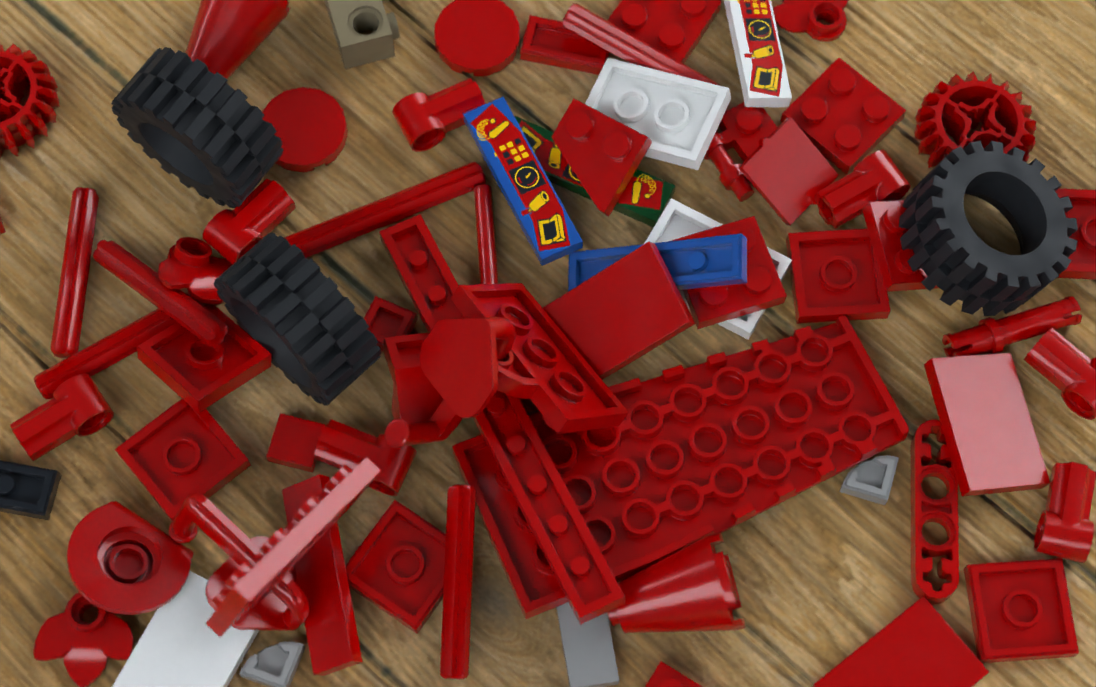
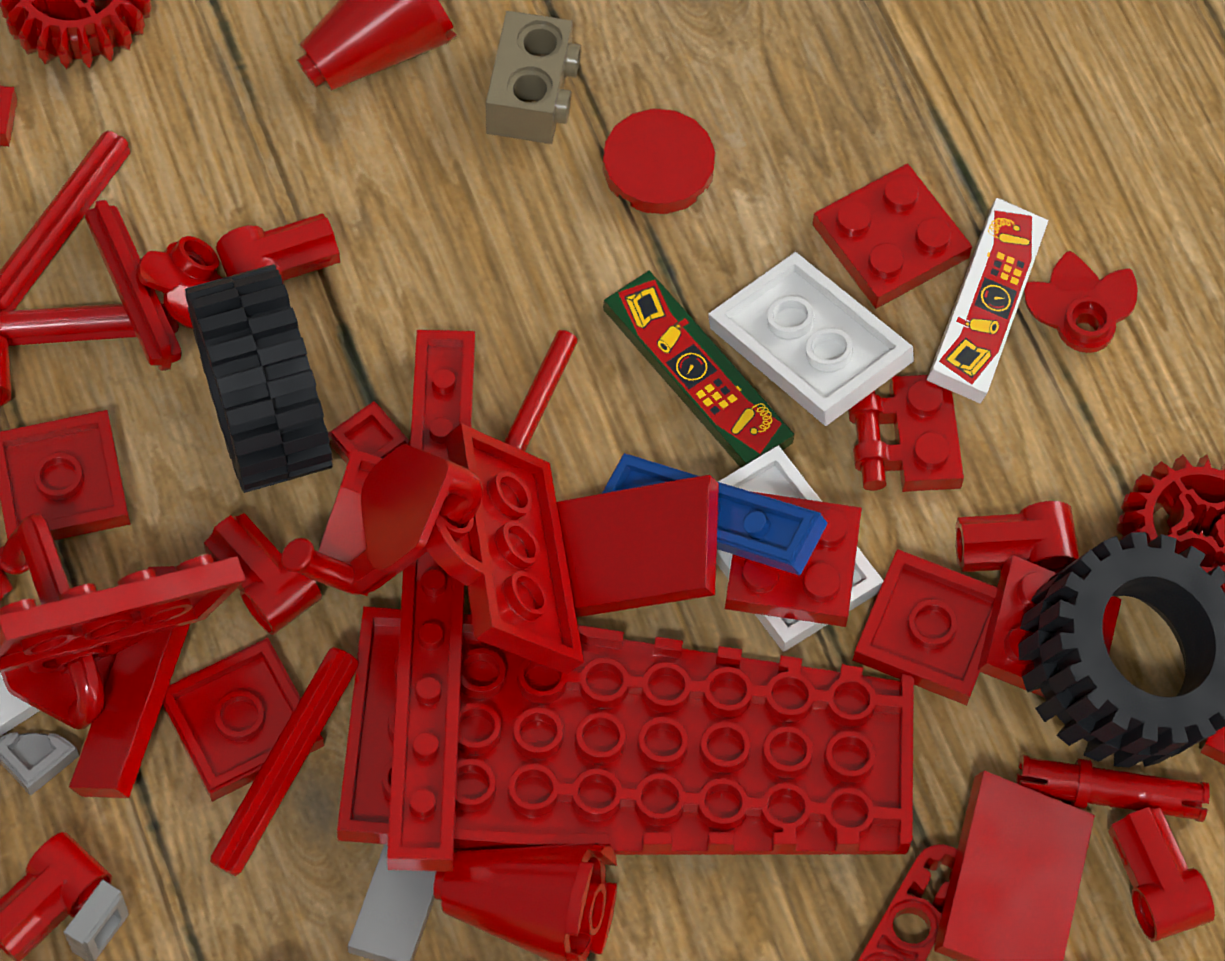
camera: 25 degrees right, 5 degrees down
(197, 127) = (267, 118): black tyre -> none
(203, 371) = (129, 392): red plate -> none
(294, 442) = (190, 520): red tile -> none
(309, 127) = (398, 178): red tile -> none
(388, 210) = (433, 311): red axle -> none
(429, 118) = (545, 228): red piece -> none
(523, 181) = (613, 347): tile -> none
(555, 45) = (757, 217): red tile -> none
(600, 152) = (719, 355): red wing -> none
(625, 44) = (825, 248): red axle -> none
(788, 171) = (938, 477): red piece -> none
(844, 115) = (1047, 444): red plate -> none
(871, 479) = (840, 882): light grey tile -> none

